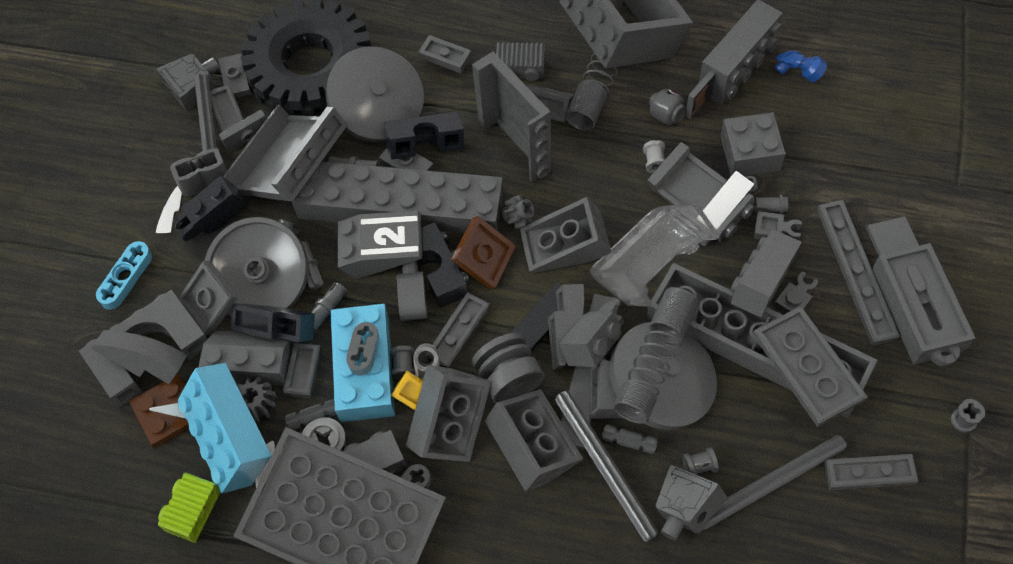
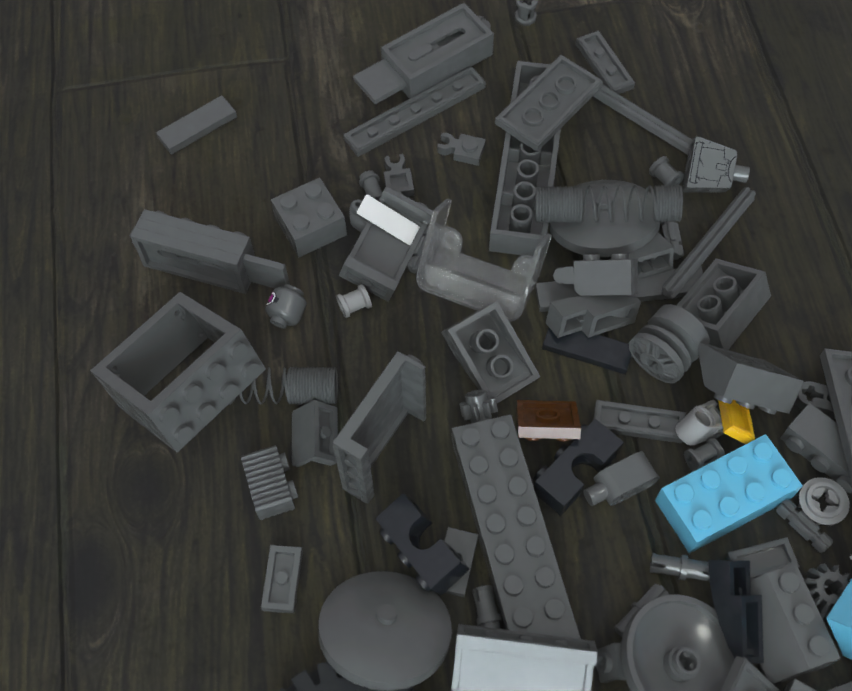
camera: 115 degrees left, 0 degrees up
(369, 349) = (729, 471): dark grey beam -> none
(378, 242) = (587, 529): dark grey slope -> none
(764, 272) = (465, 158): dark grey brick -> none
(811, 68) = (189, 190): blue arm -> none
(891, 93) = (196, 124): none -> dark grey tile

